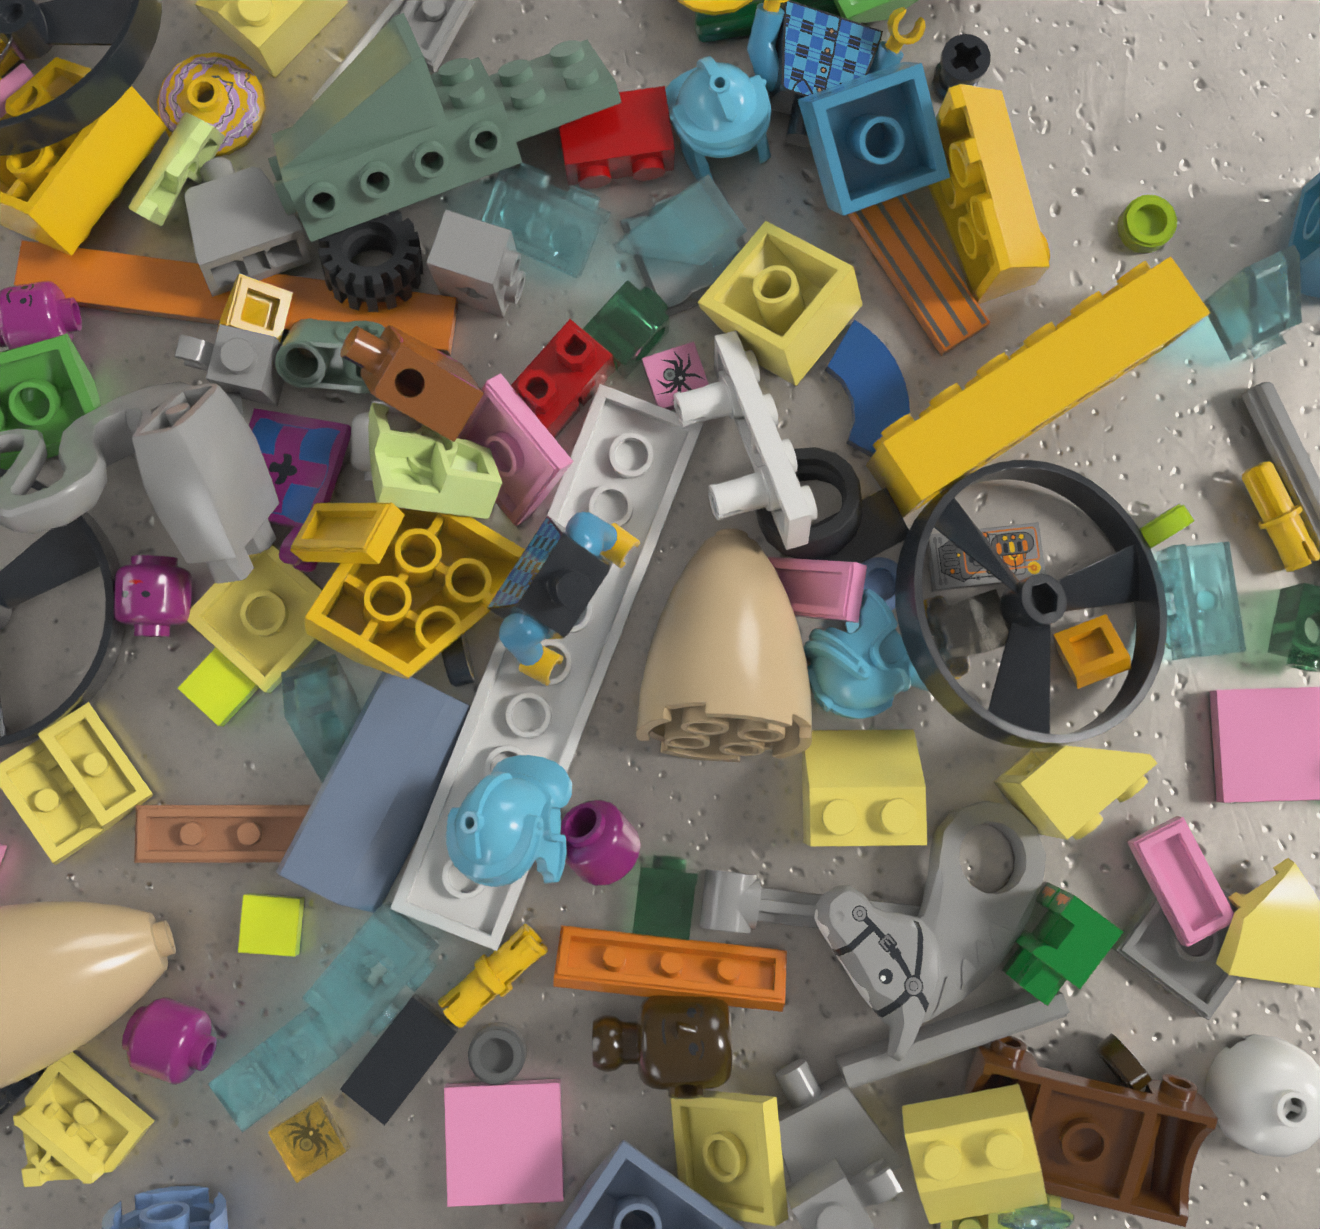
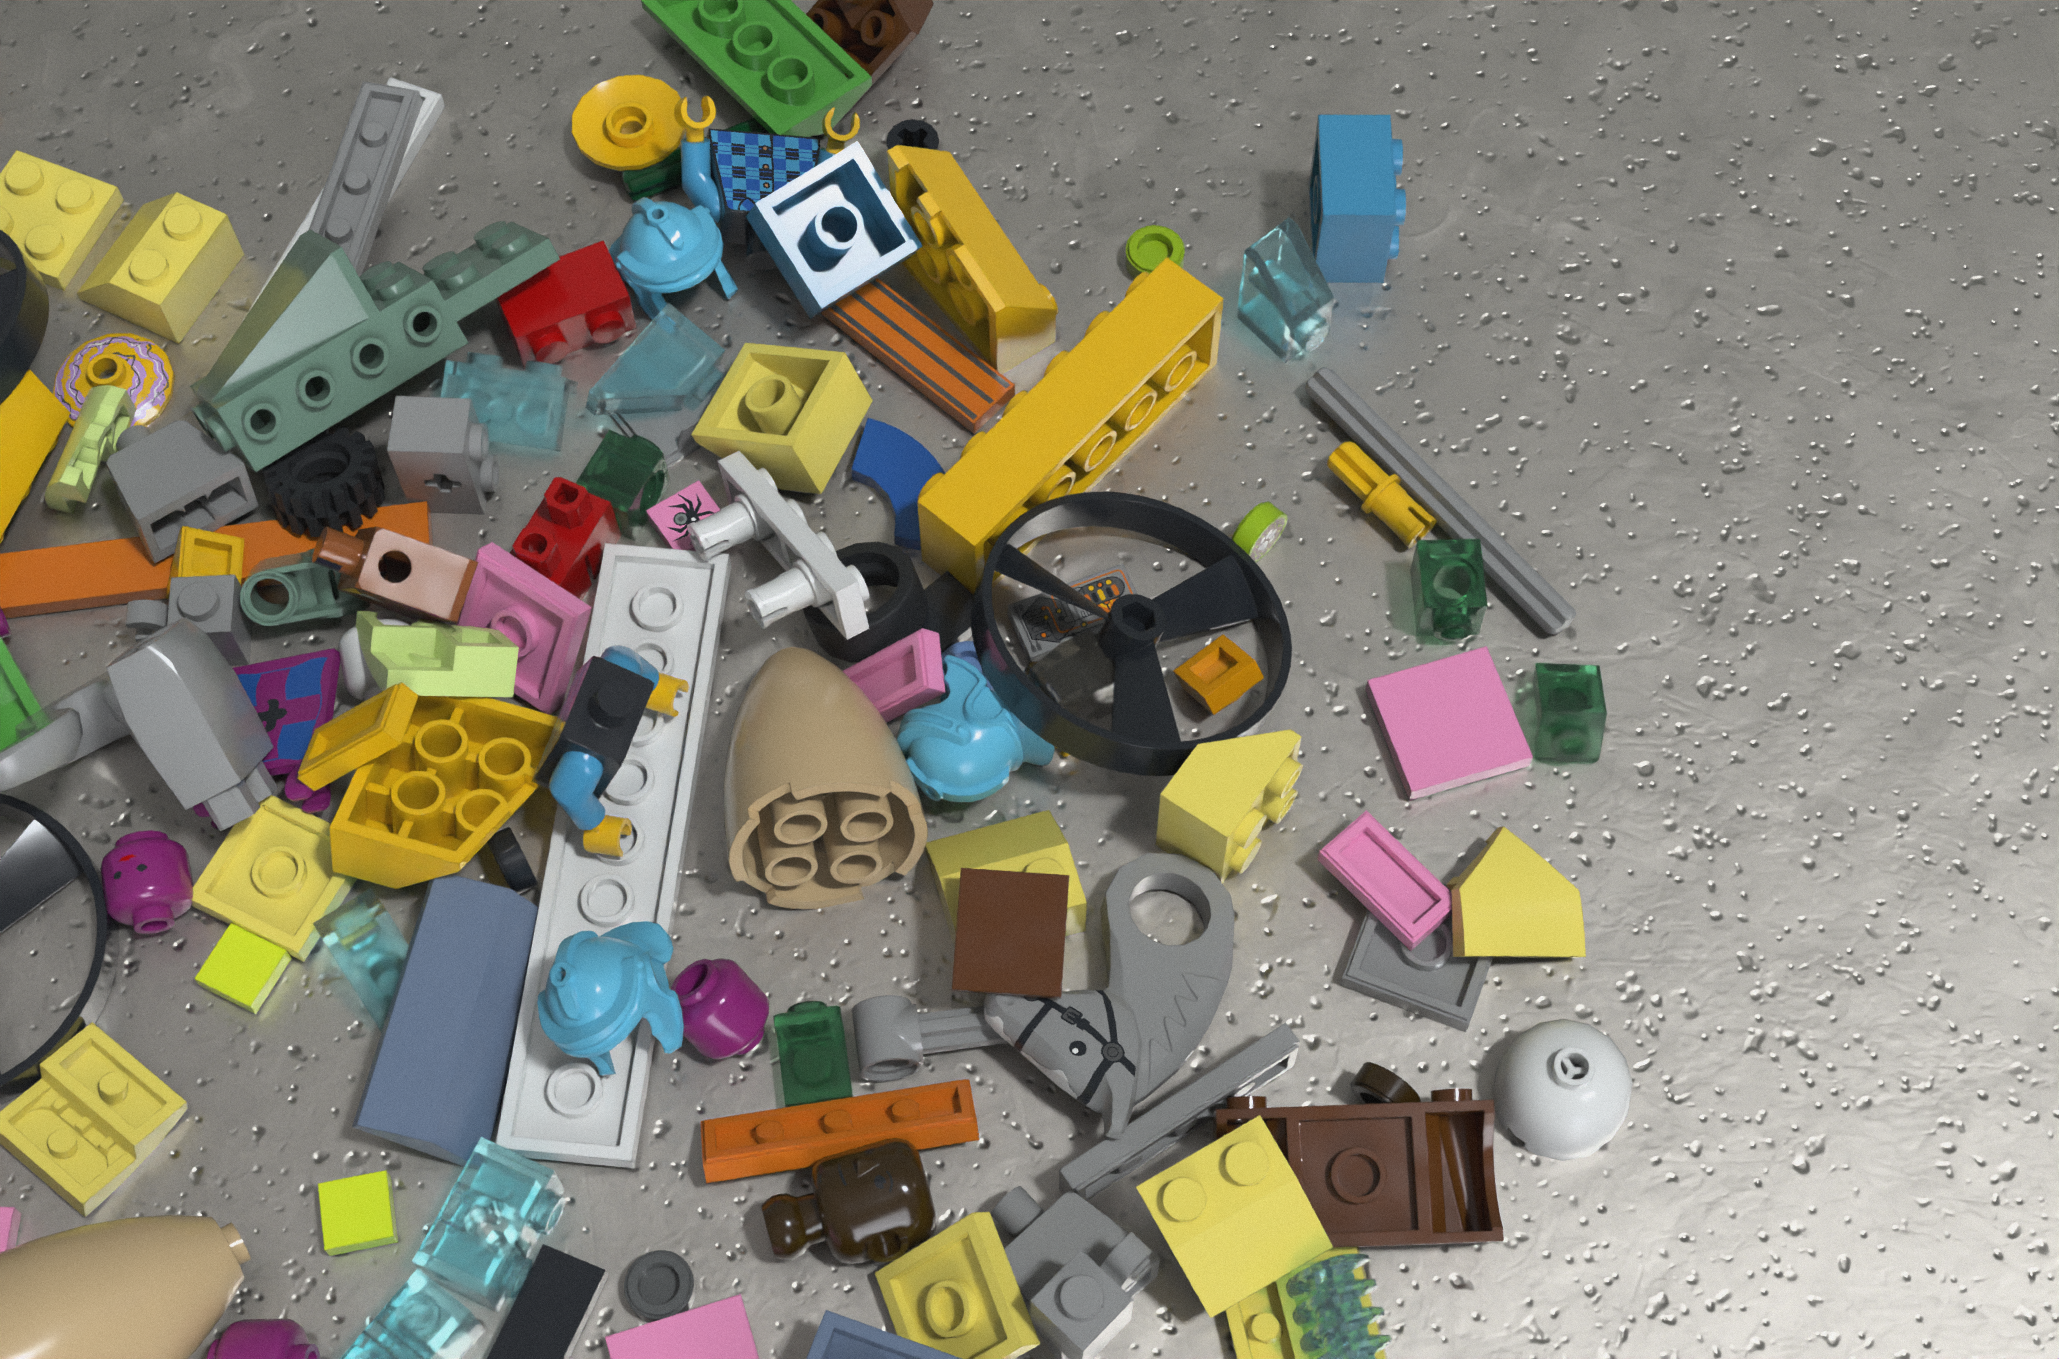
camera: 10 degrees left, 20 degrees down
(215, 833) = (269, 1130): nougat tile -> none
(492, 976) = (633, 1195): yellow pin -> none
(857, 864) = (1010, 933): none -> reddish brown piece
(1062, 946) = (1268, 970): green hips -> none
(1201, 601) = (1323, 600): clear light blue bracket -> none

